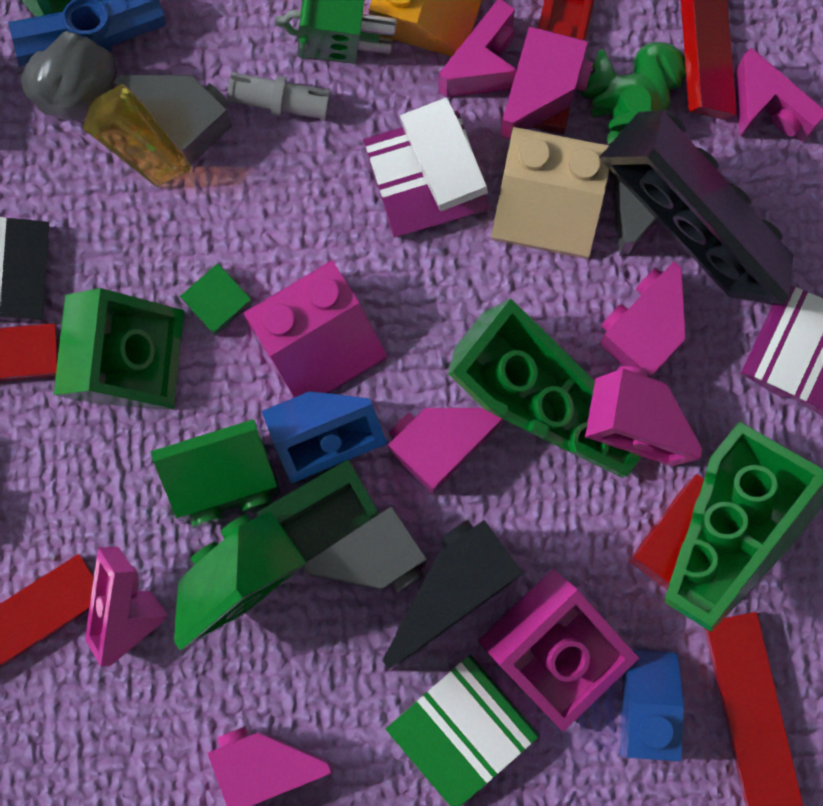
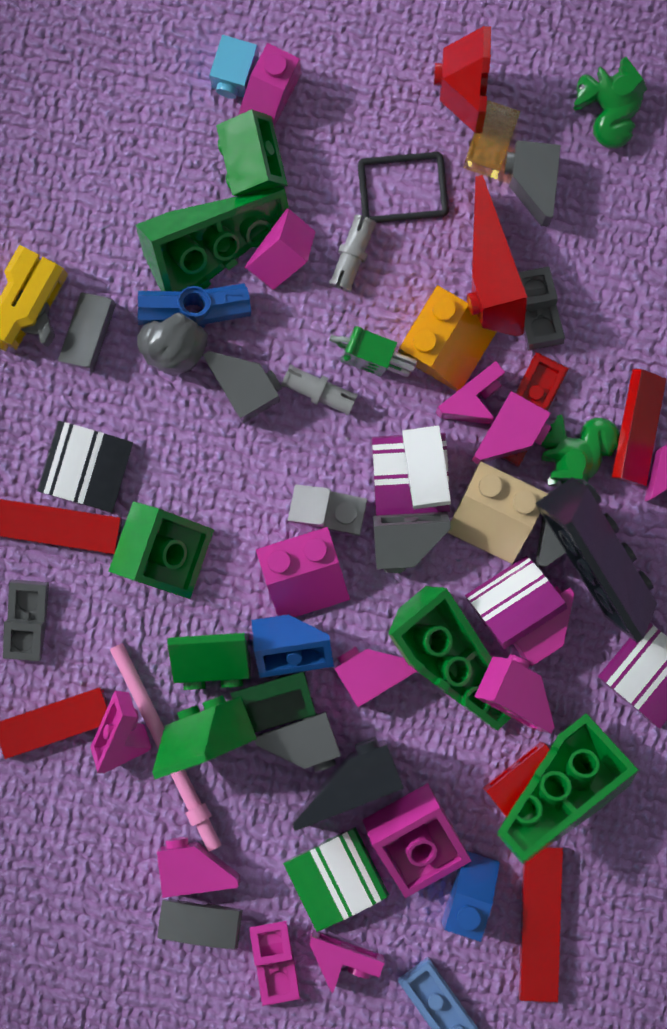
camera: 15 degrees right, 5 degrees up
(134, 136) = (207, 397): clear yellow slope -> none
(216, 299) = (238, 528): green tile -> none
(252, 689) = (197, 813): none -> bright pink bar
(314, 241) = (328, 509): none -> light grey slope
(440, 255) = (406, 538): none -> dark grey slope
(608, 299) = (516, 601): none -> magenta slope

